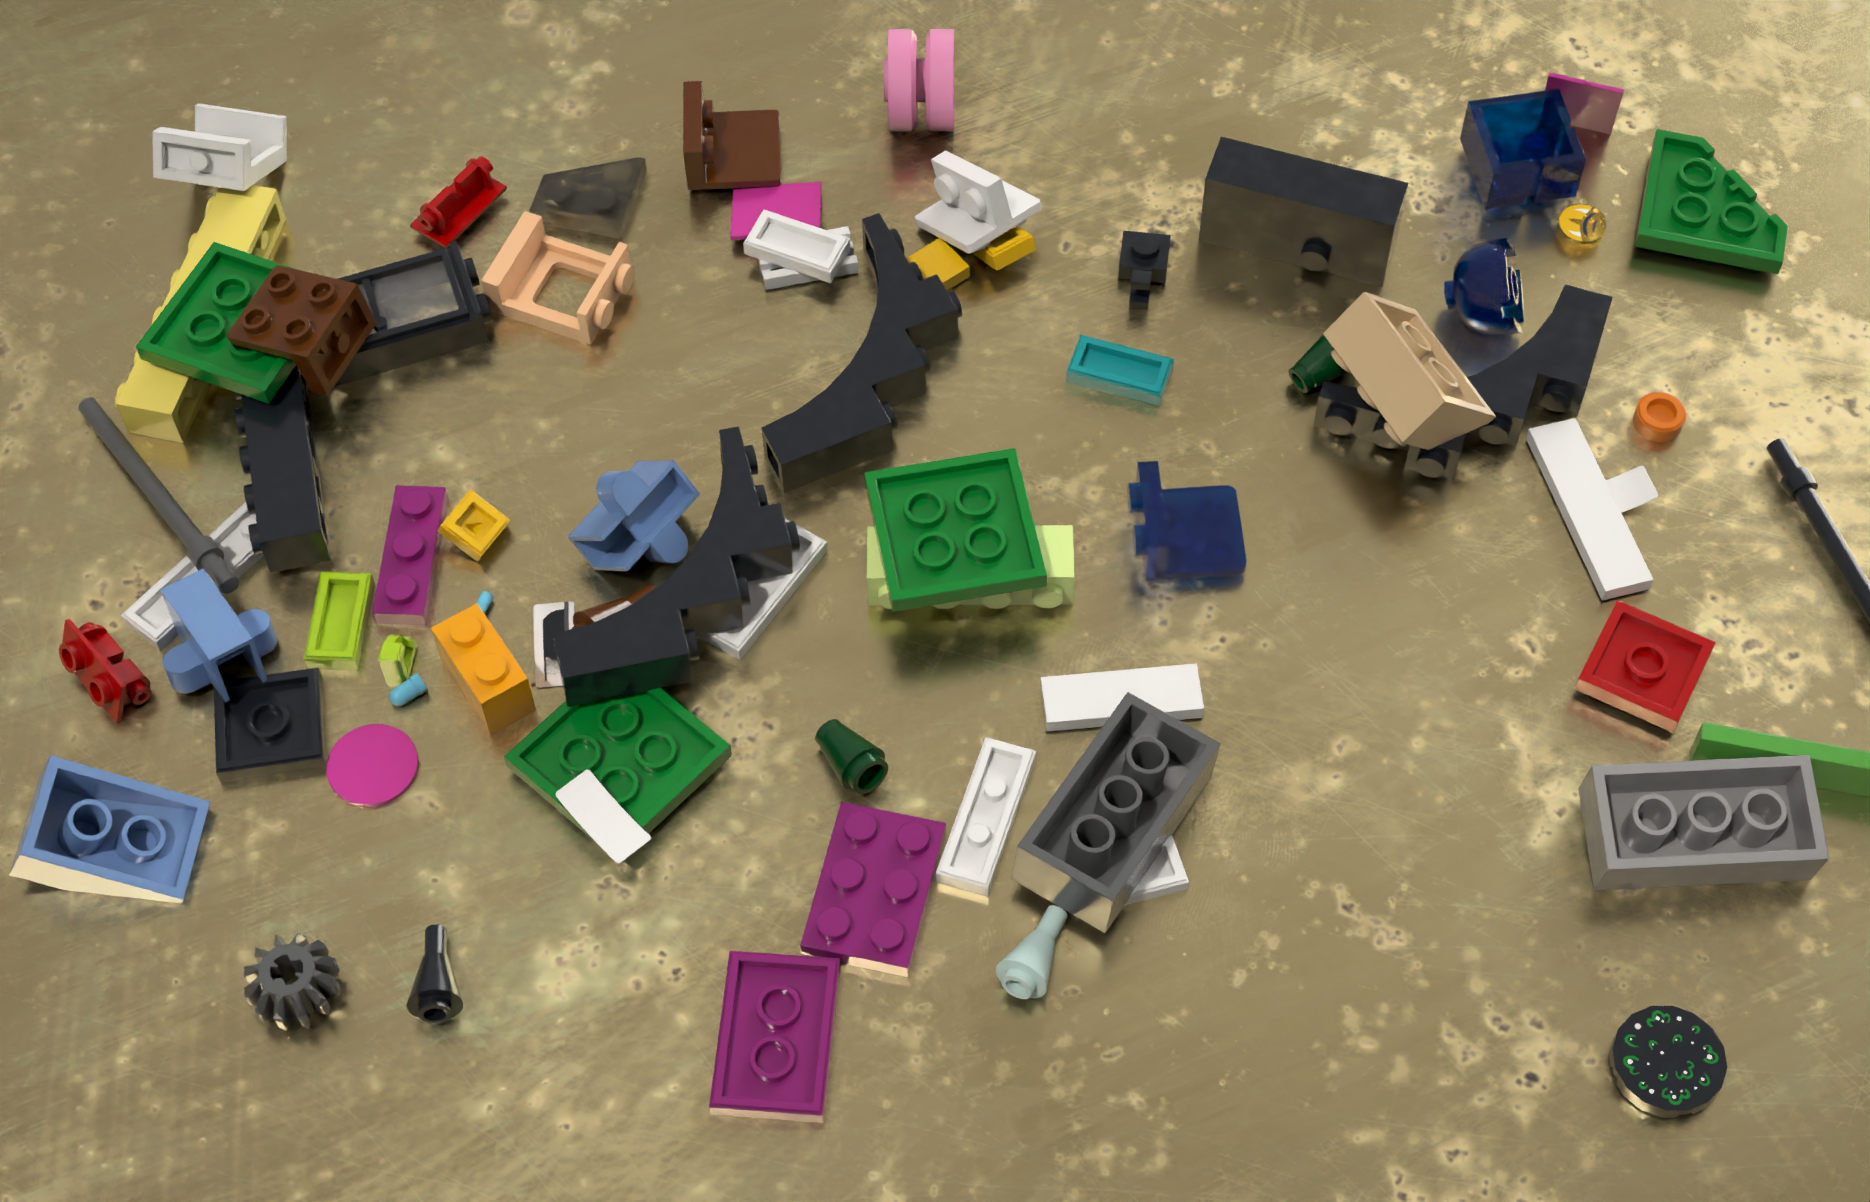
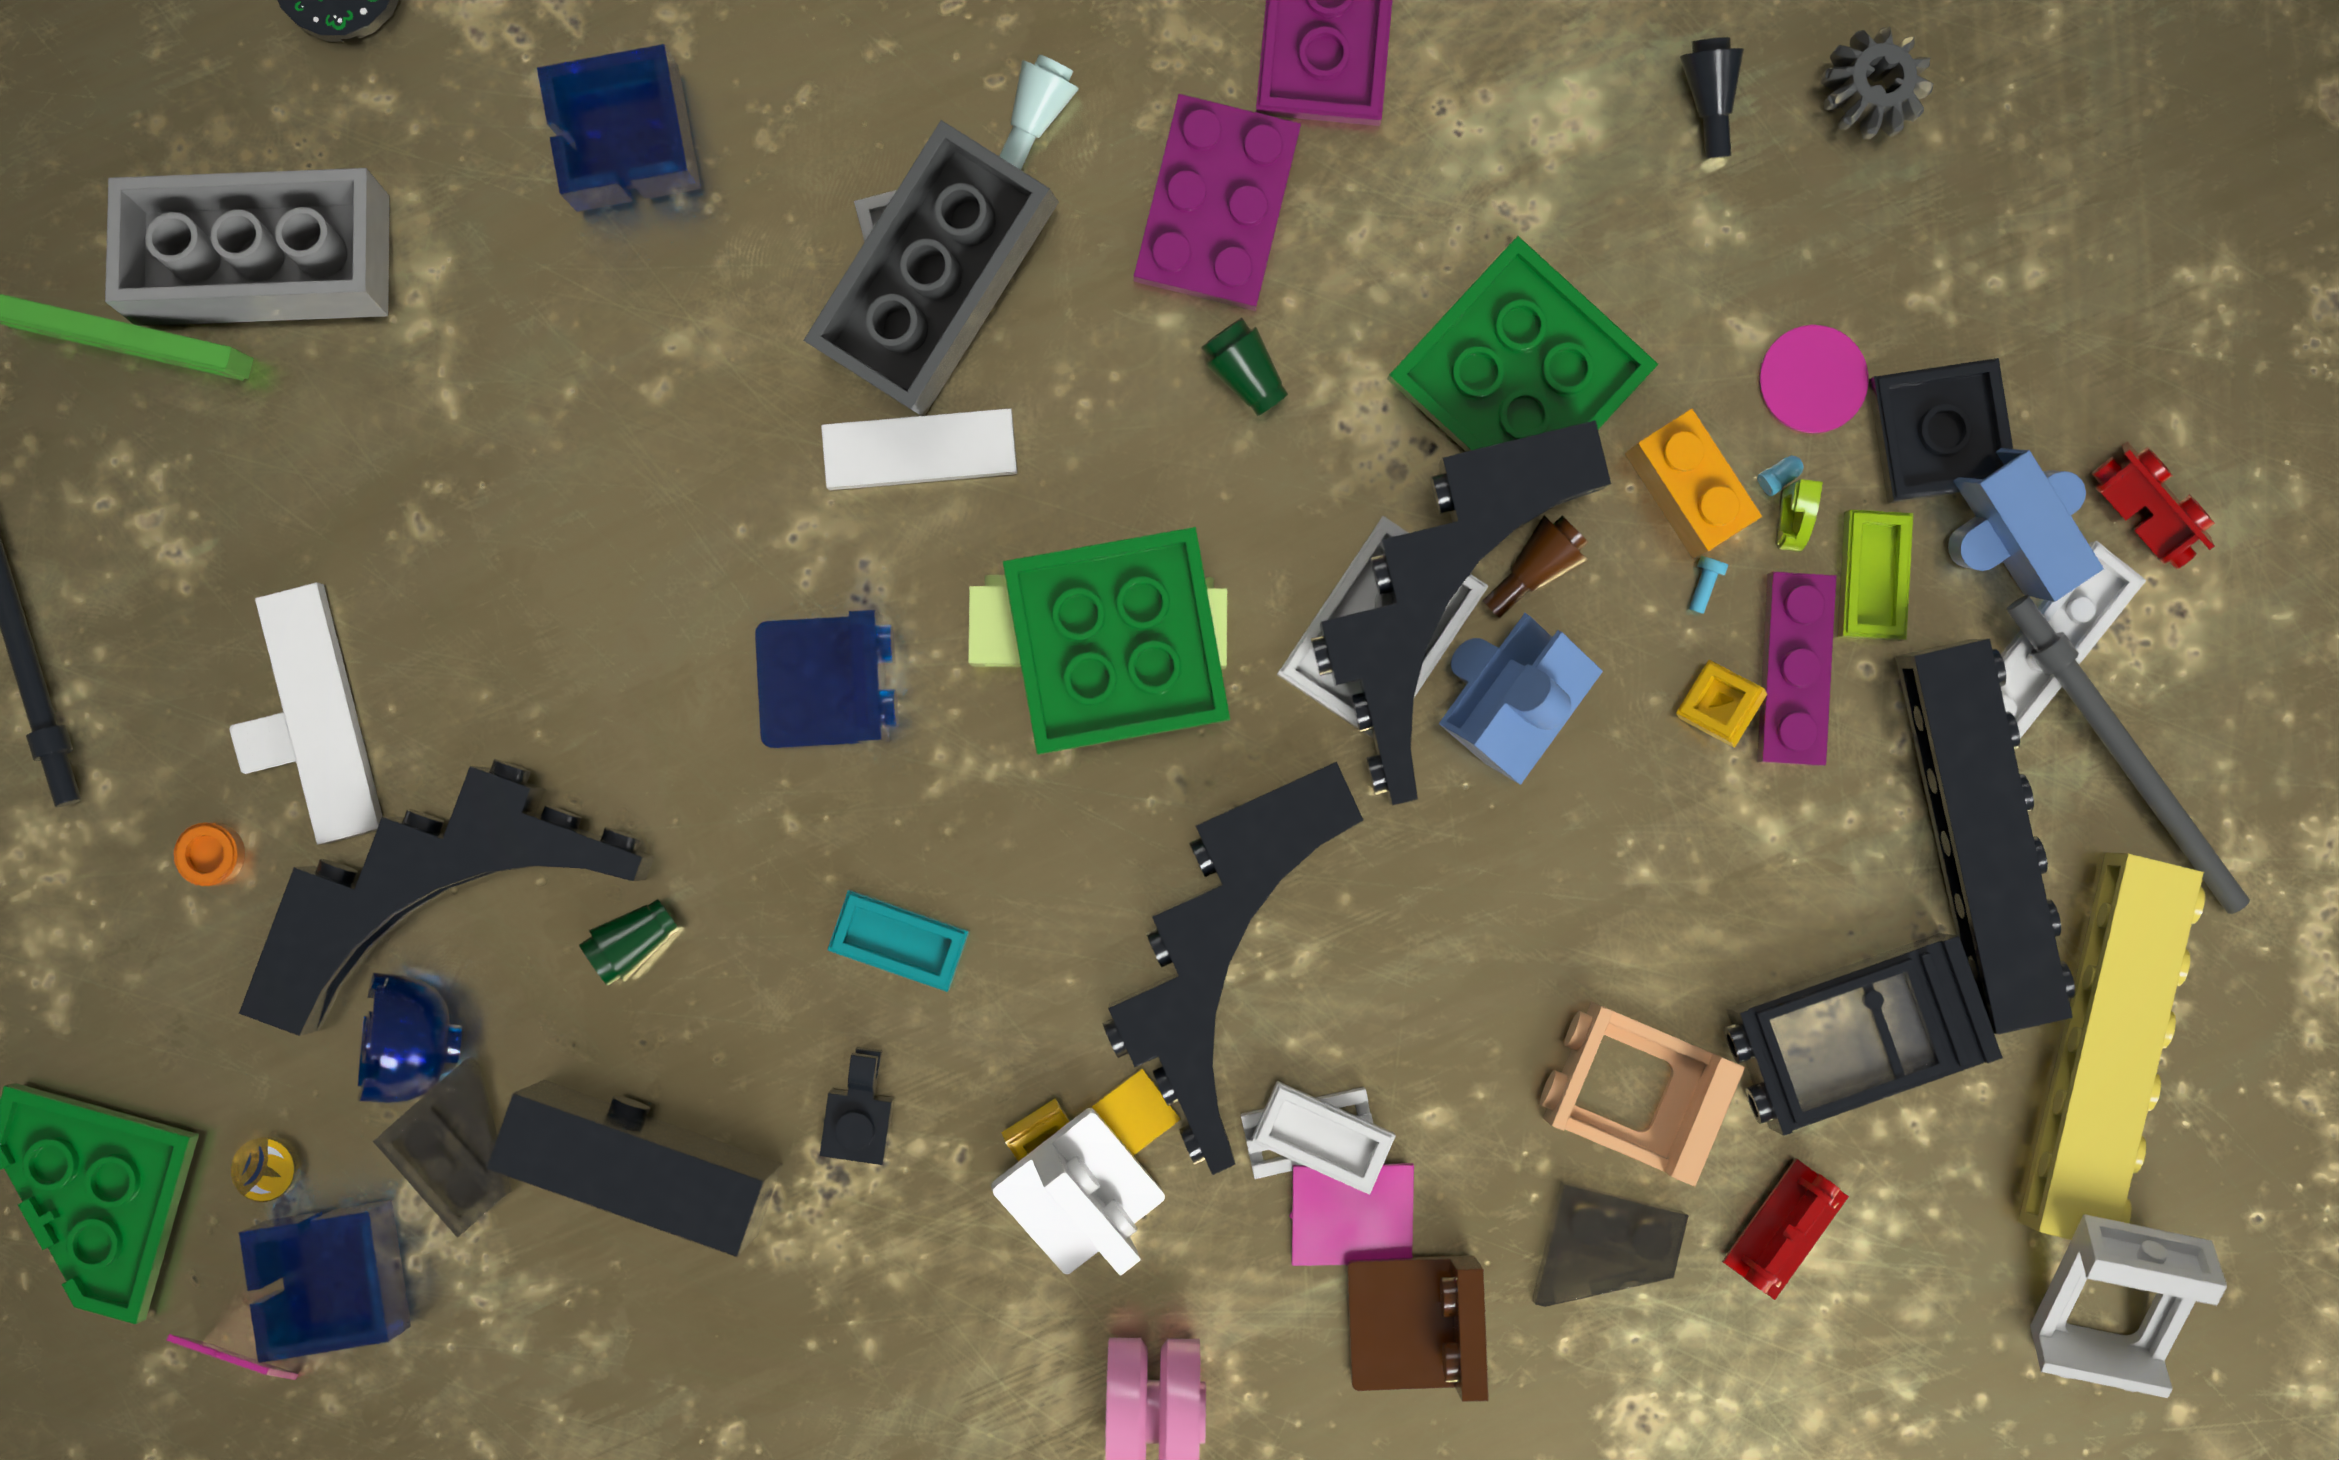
camera: 175 degrees right, 30 degrees up
(108, 834) = (2114, 269): medium blue slope -> none
(195, 325) = (2059, 982): green plate -> none
(307, 320) = (1977, 964): reddish brown bracket -> none
(549, 620) = (1611, 548): sticker -> none
(602, 817) = (1534, 276): white sticker -> none
(986, 816) = (1085, 295): white tile -> none
(1392, 929) = (625, 124): none -> clear blue piece
(1405, 373) = (521, 868): tan slope -> none
(1440, 231) = (446, 1148): none -> clear smoke wing
(1645, 666) = (283, 476): red plate -> none

